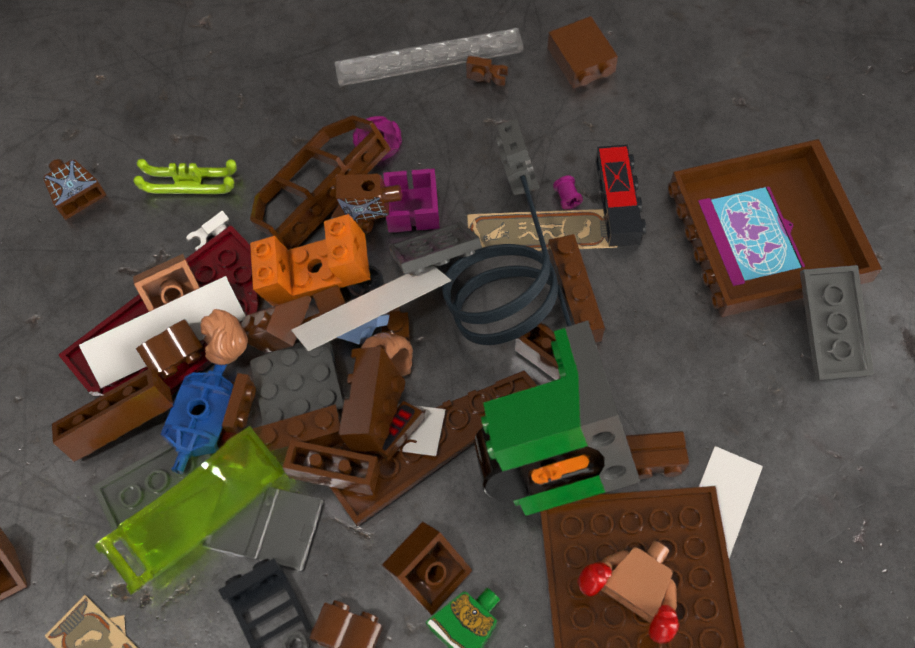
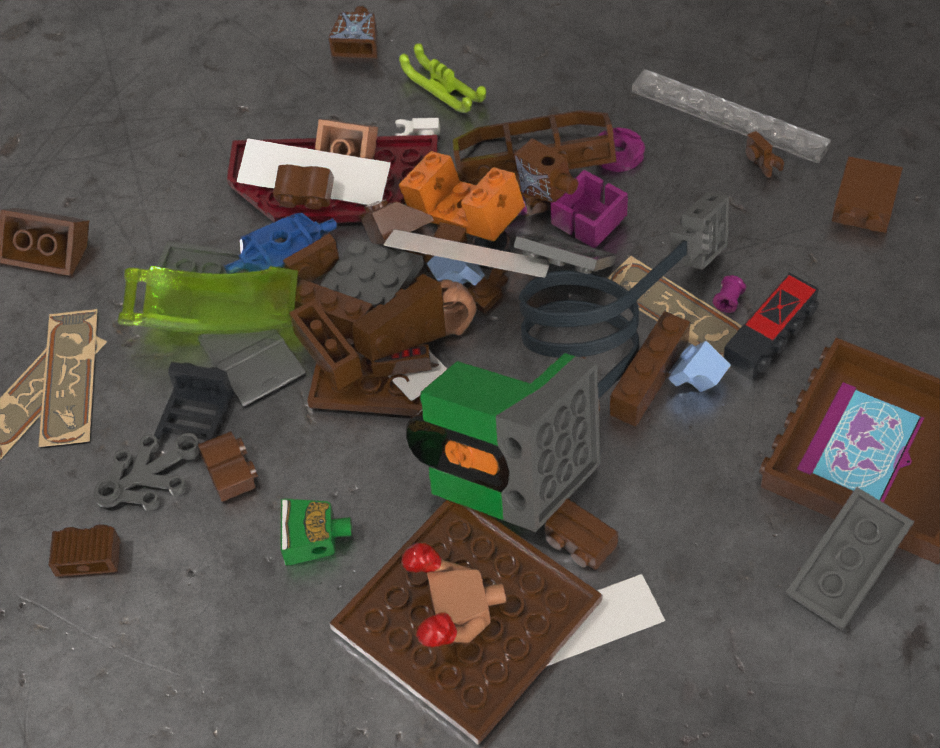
camera: 45 degrees right, 10 degrees down
(112, 415) = (224, 202): reddish brown brick -> none
(224, 337) = (345, 201): nougat hair -> none
(427, 567) = (325, 469): reddish brown slope -> none
(607, 263) = (699, 366): none -> light blue brick

